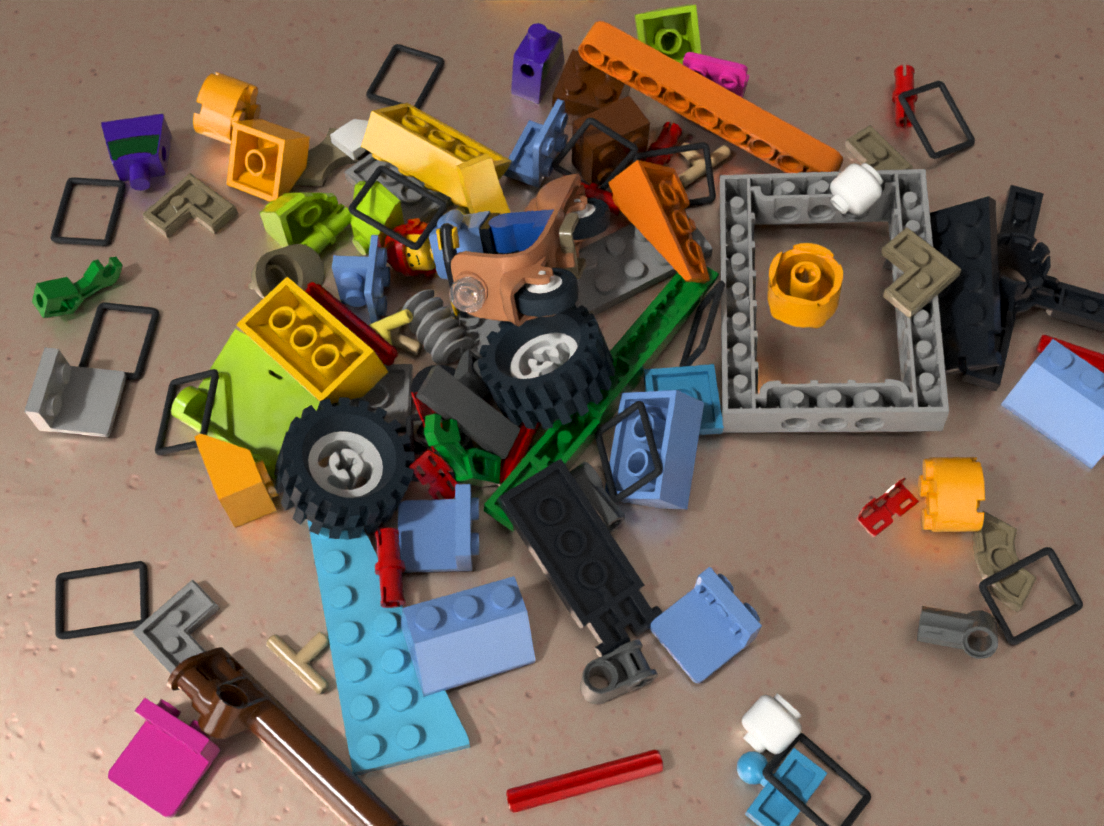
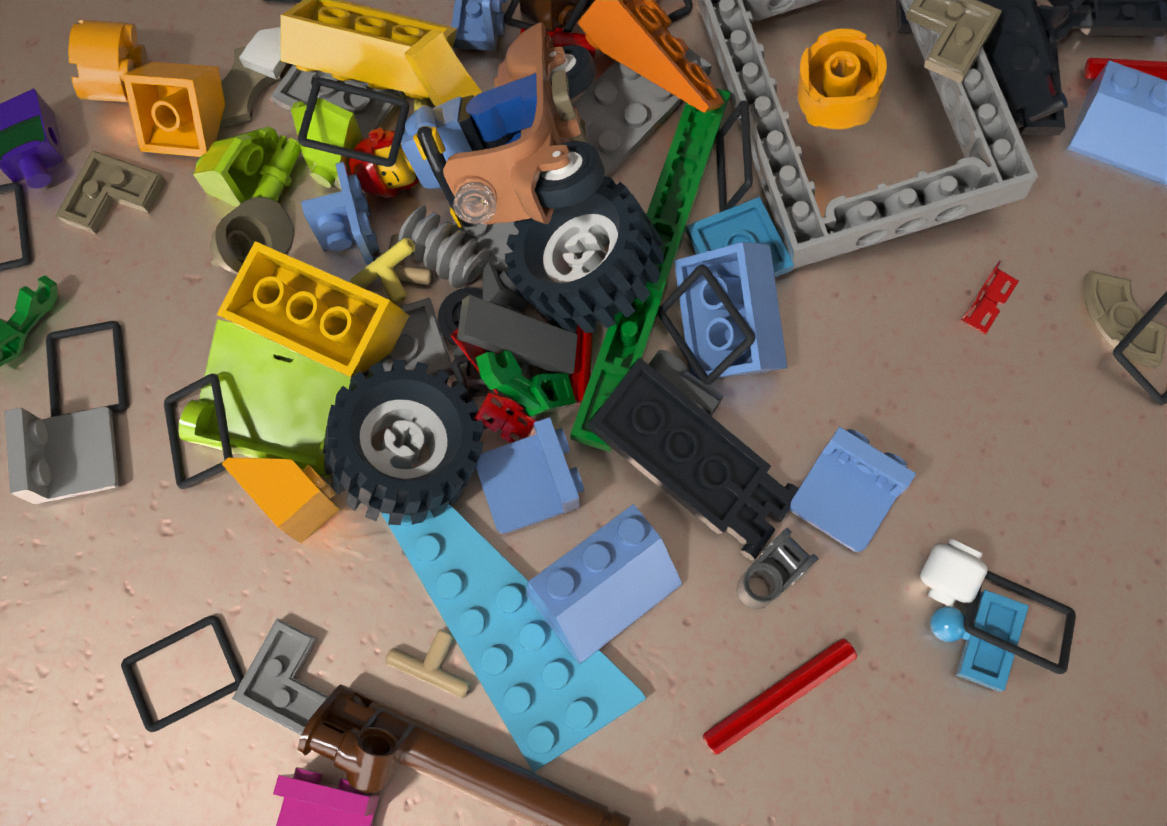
camera: 15 degrees left, 10 degrees up
(381, 347) = (346, 270): red axle -> none
(390, 568) = (492, 536): red pin -> none
(952, 494) = (1059, 264): light orange brick -> none
(955, 630) = (1111, 409): dark grey piece -> none

